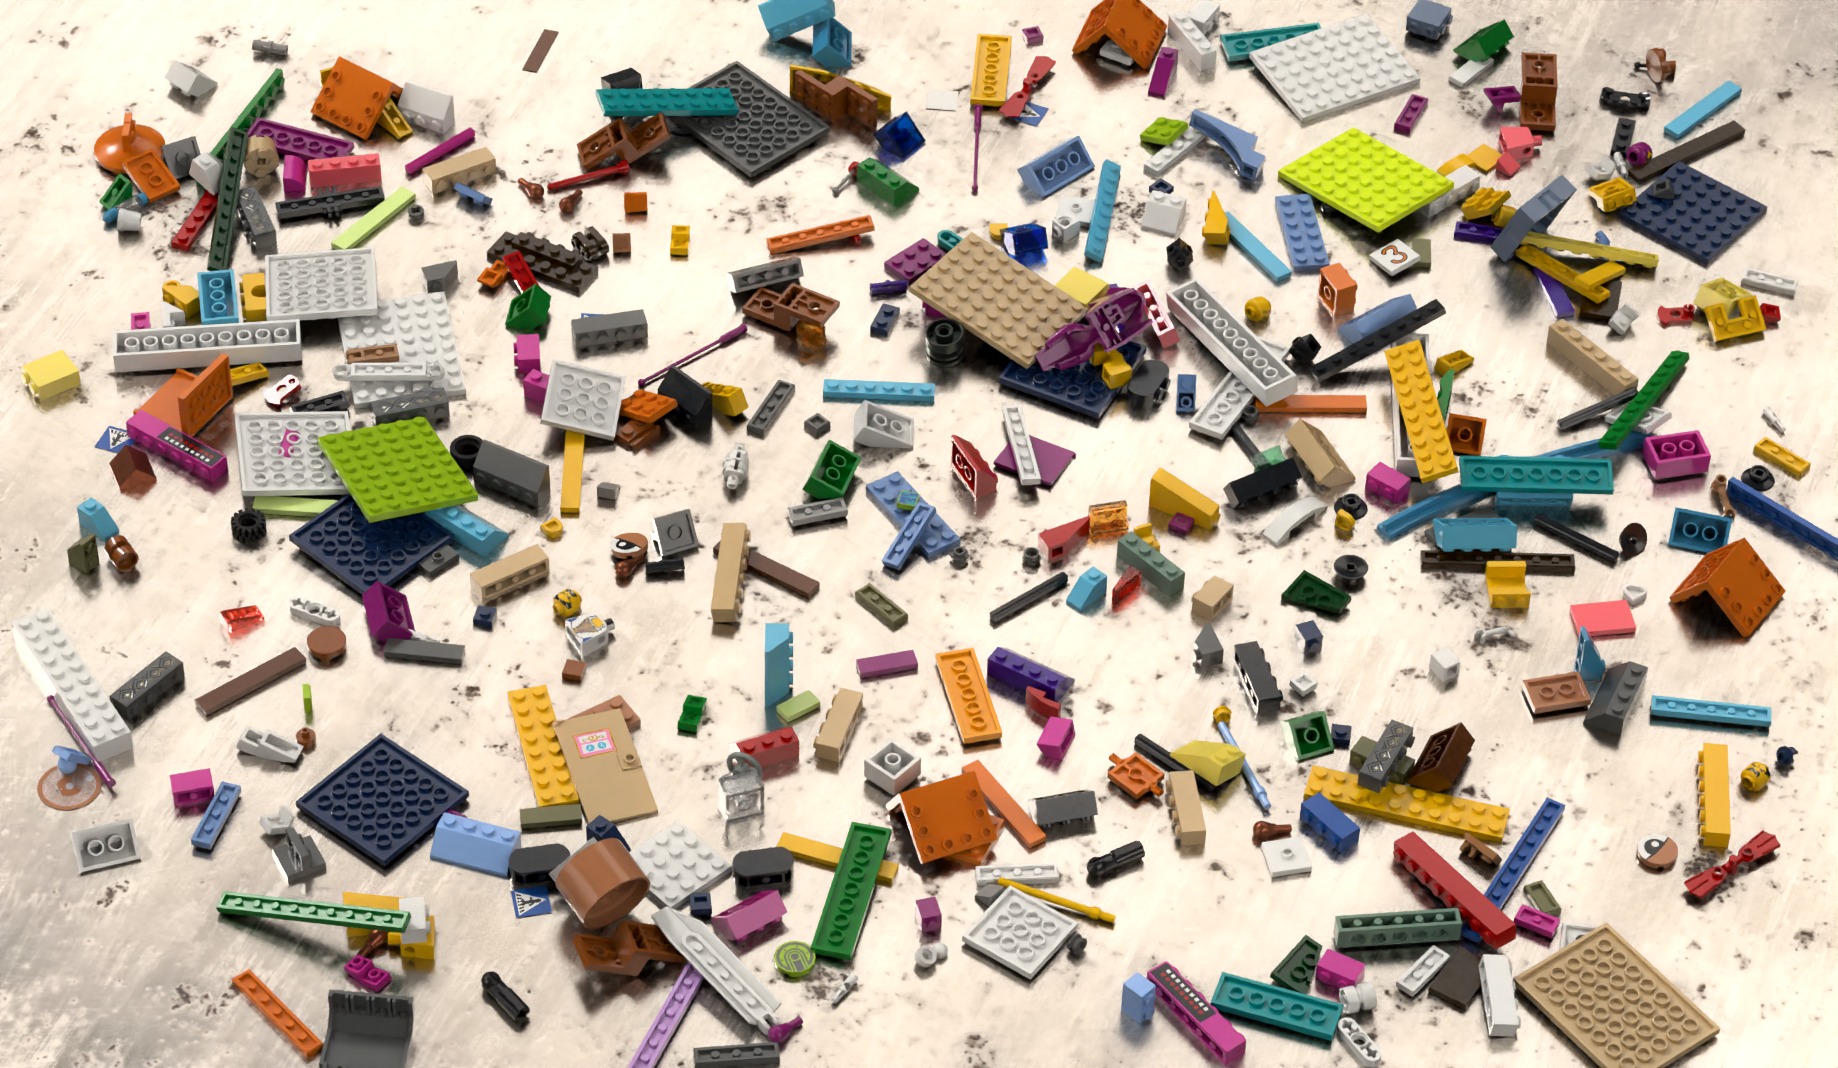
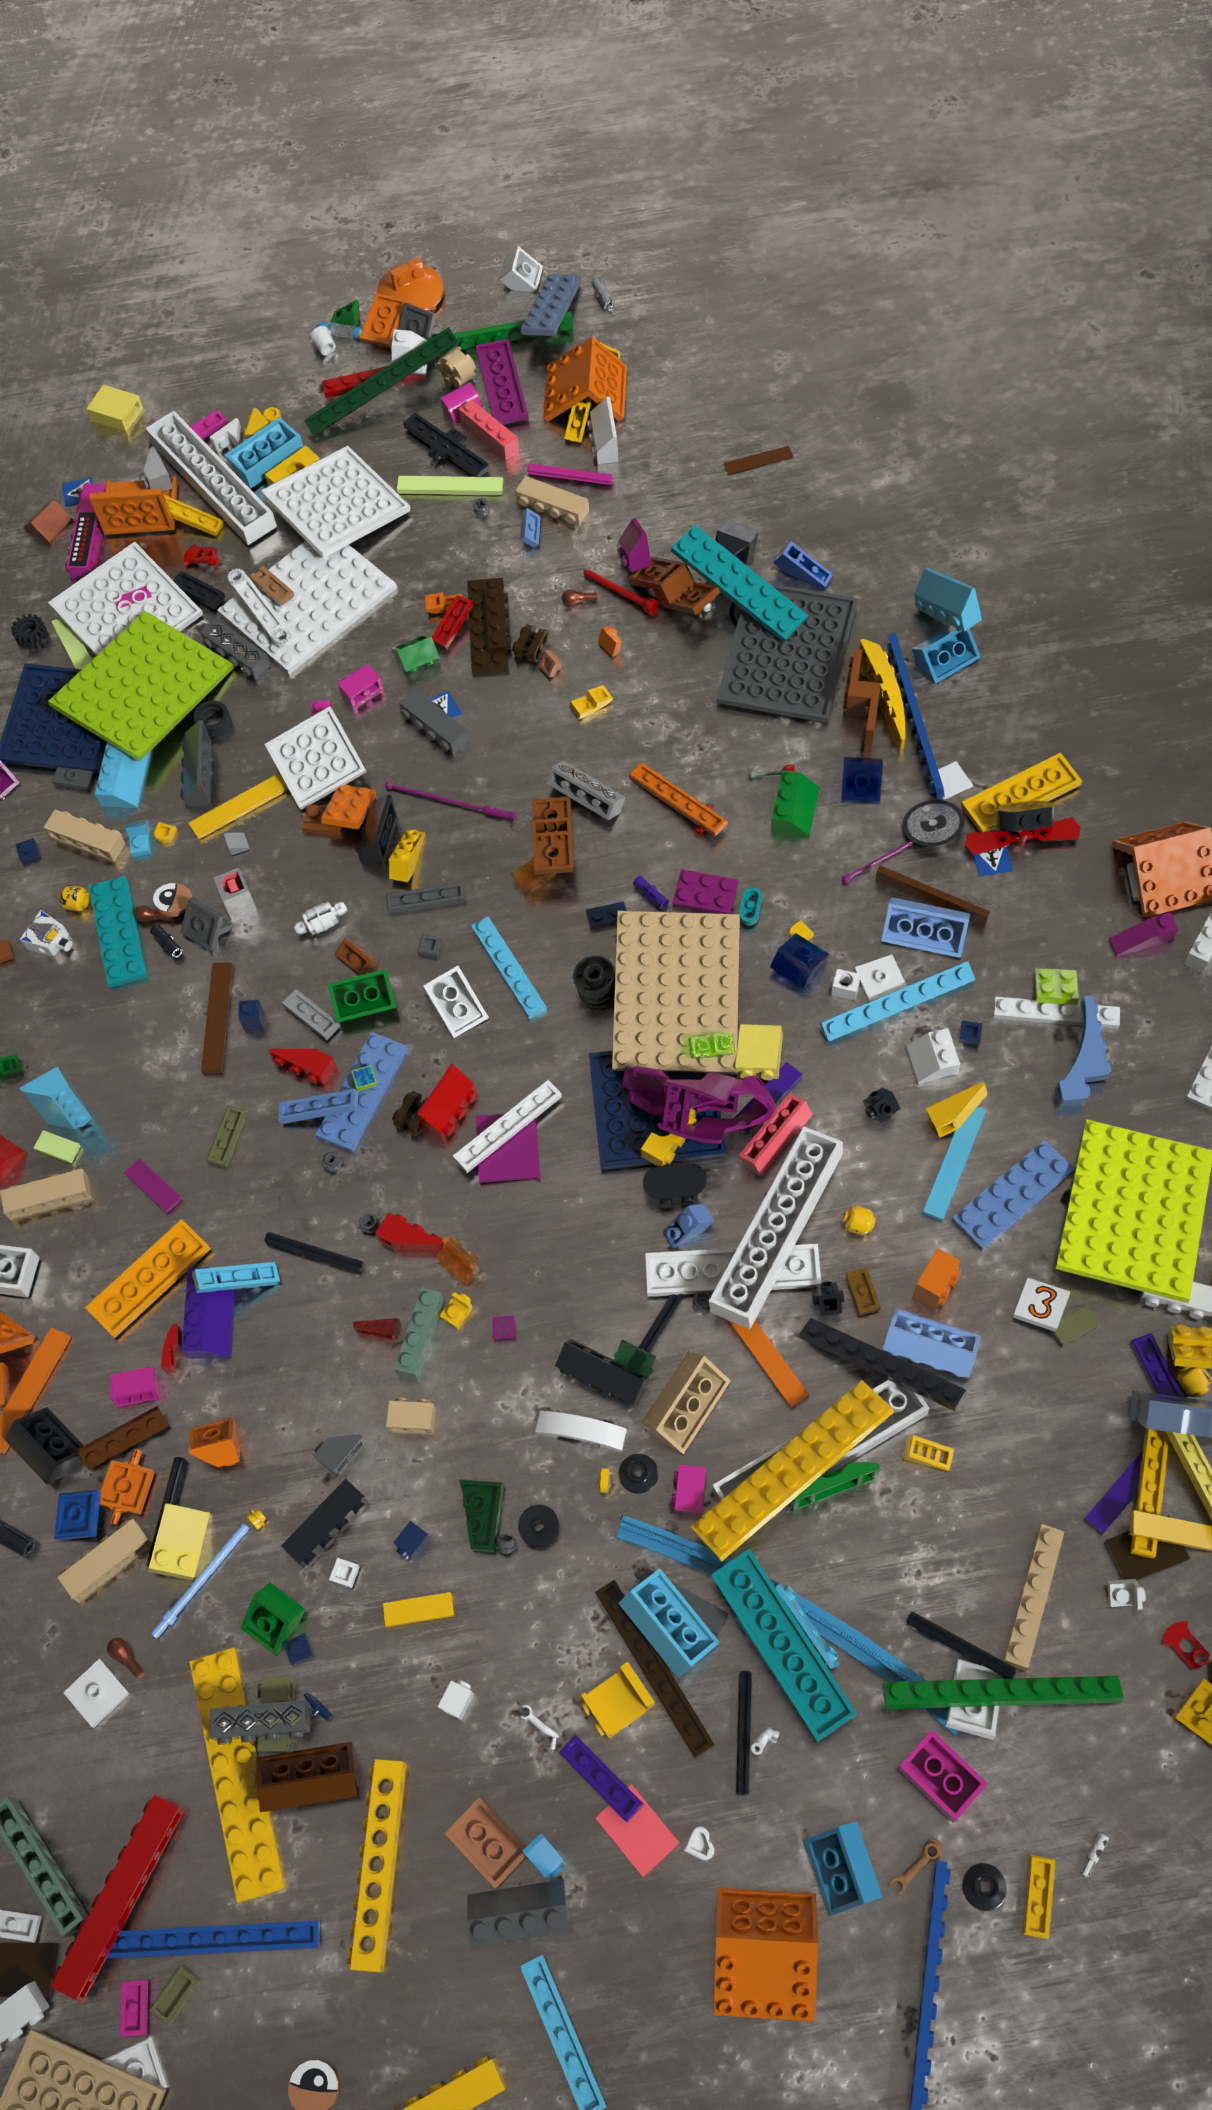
camera: 65 degrees right, 20 degrees up
(164, 373) = (155, 472): none -> light grey slope
(255, 218) = (389, 412): dark grey brick -> none
(256, 74) = (551, 305): none -> sand blue plate
(439, 276) = (409, 569): dark grey slope -> none
(534, 190) = (570, 565): copper piece -> none
(548, 544) = (139, 838): none -> medium azure slope
(565, 141) = (634, 547): none -> magenta slope
(625, 592) = (118, 931): none -> teal plate
(665, 497) = (234, 893): none -> flat silver piece
(671, 73) = (802, 566): none -> blue slope
(729, 572) = (181, 994): tan brick -> none
(786, 542) = (251, 1014): none -> dark blue brick
(787, 467) = (356, 957): none -> dark orange slope
(860, 530) = (309, 1062): none -> red slope
(896, 89) = (916, 721): none -> blue plate
(961, 490) = (403, 1116): none -> dark brown brick
(972, 122) = (933, 823): none -> black piece
(1018, 71) = (1025, 816): none -> black brick
(1019, 635) = (235, 1277): none -> medium azure hinge
(1027, 153) = (930, 895): none -> reddish brown tile
(1032, 35) = (1105, 796): magenta tile -> none
(1061, 302) = (711, 1046): none -> clear neon green slope
(1087, 589) = (351, 1298): medium azure slope -> none
(1094, 759) = (123, 1437): none -> reddish brown plate
(1136, 809) = (77, 1515): none -> blue tile
(1143, 706) = (215, 1443): none -> orange slope
(1175, 496) = (524, 1313): yellow slope -> none
(1321, 334) = (863, 1291): none -> pearl gold plate
(1329, 822) = (159, 1710): blue brick -> none
(1351, 590) = (505, 1543): none -> dark grey plate
(1361, 659) = (418, 1609): none -> yellow tile
(1466, 433) = (820, 1527): orange slope -> none
(1476, 846) = (205, 1890): medium nougat plate -> none
(1532, 752) = (387, 1851): none -> yellow brick
(1555, 617) = (601, 1778): none -> dark purple tile
(1588, 528) = (762, 1739): none -> white arm
(1638, 541) = (773, 1799): black piece -> none

